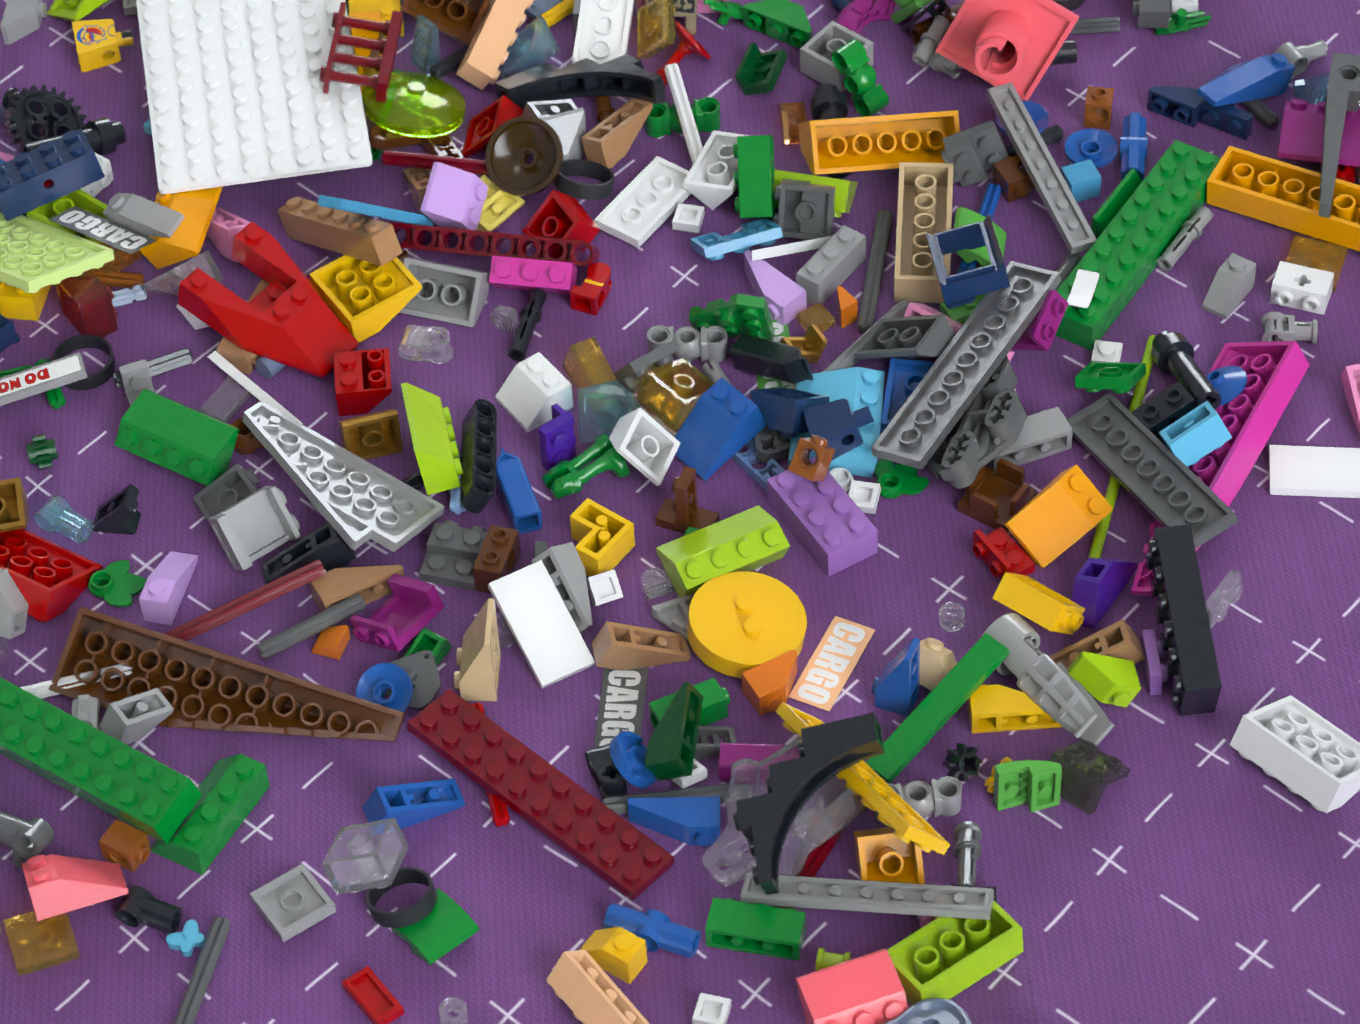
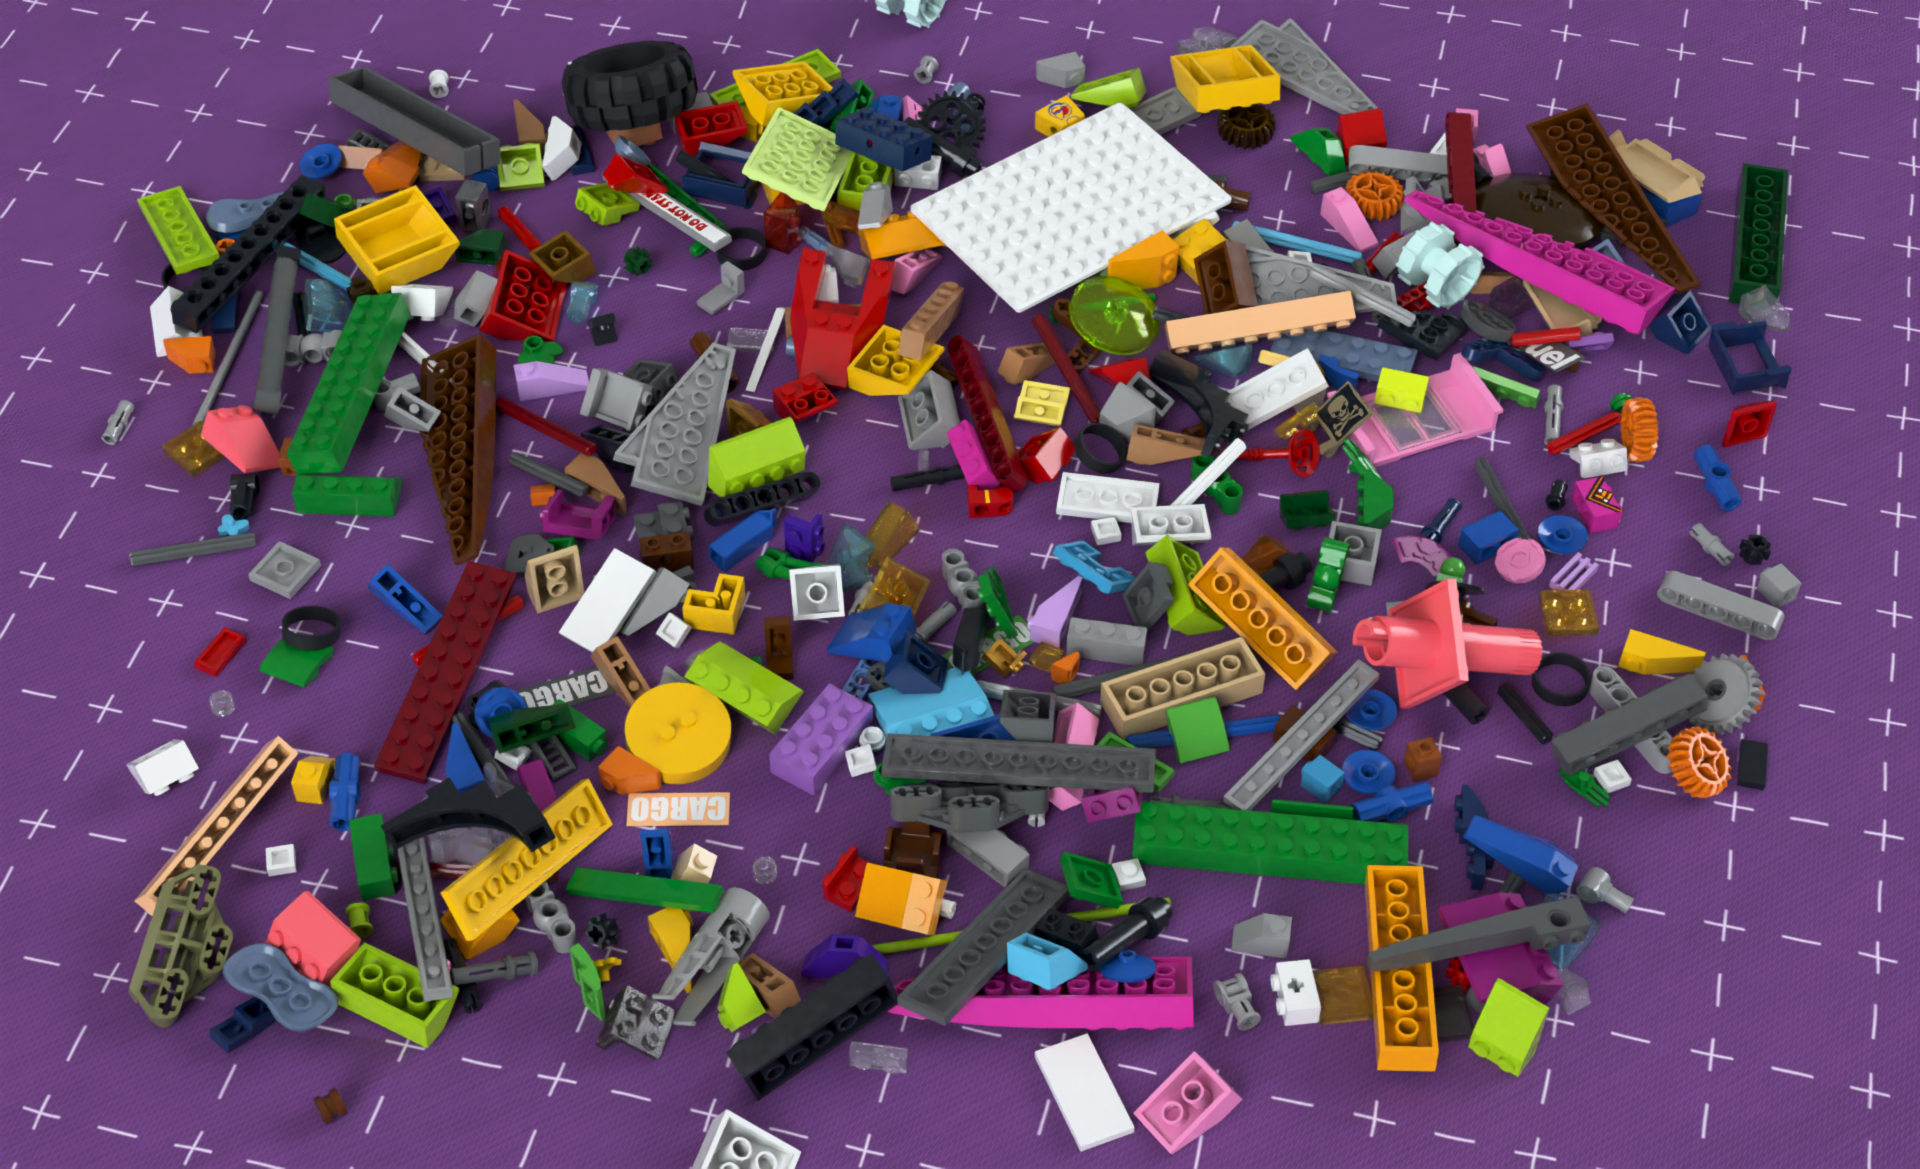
camera: 60 degrees right, 0 degrees up
(102, 230) = (849, 192): sticker -> none
(162, 364) = (763, 290): axle -> none
(177, 437) = (680, 322): green slope -> none
(365, 856) = (329, 587): clear brick -> none
(374, 210) = (946, 325): dark azure tile -> none
(383, 65) = (1125, 272): dark red fence -> none
(386, 677) = (502, 540): blue dish -> none
(424, 342) = (867, 426): clear piece -> none
(425, 44) = (1183, 297): clear light blue slope -> none
(454, 197) = (1013, 373): lavender slope -> none
(511, 147) = (1086, 395): dark brown dish -> none
(532, 391) = (857, 507): white slope -> none
(633, 373) = (909, 559): dark grey plate -> none
(755, 176) = (1157, 542): green brick -> none
(789, 248) = (1110, 610): white sticker -> none
(801, 463) = (846, 696): dark orange brick -> none
(838, 424) = (896, 702): dark blue torso -> none
(964, 286) = (1101, 728): dark blue piece -> none
(974, 152) = (1288, 683): dark grey plate -> none
(1039, 603) = (803, 900): yellow window -> none
(1083, 288) = (1169, 819): white sticker -> none
(1190, 231) = (1305, 882): light grey pin -> none

